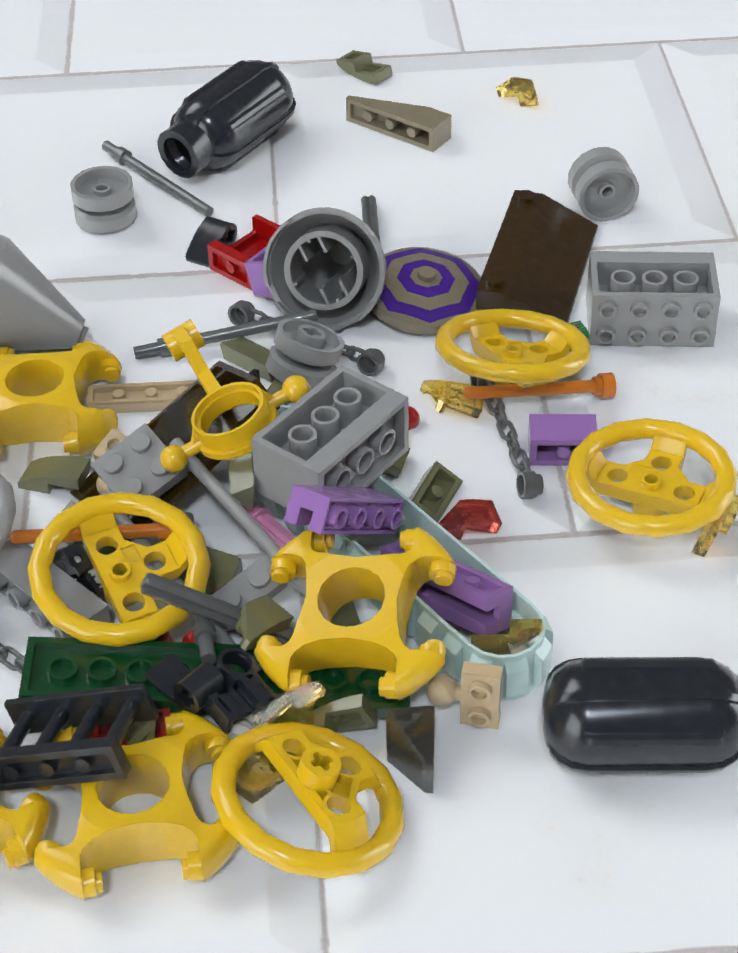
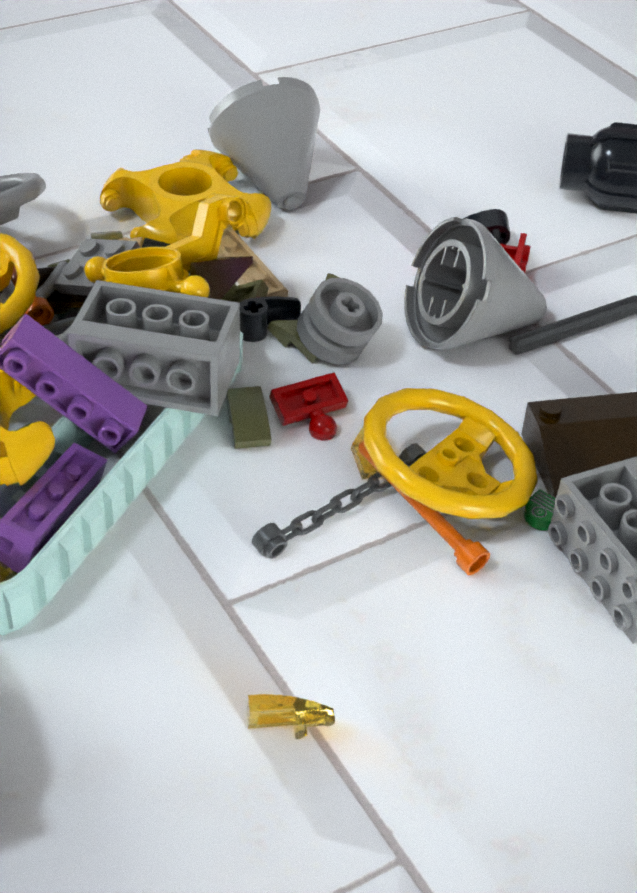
camera: 60 degrees right, 0 degrees up
(103, 199) = (474, 151): light grey wheel -> none
(125, 157) = (557, 151): dark grey bar -> none
(225, 333) = (316, 252): dark grey bar -> none
(368, 362) = (385, 374): dark grey piece -> none
(425, 289) = (519, 368): dish -> none
(435, 490) = (216, 476): olive slope -> none
(473, 516) = (193, 510): clear red slope -> none
(556, 436) = (354, 545): medium lavender brick -> none
(644, 485) = (312, 631): yellow piece -> none

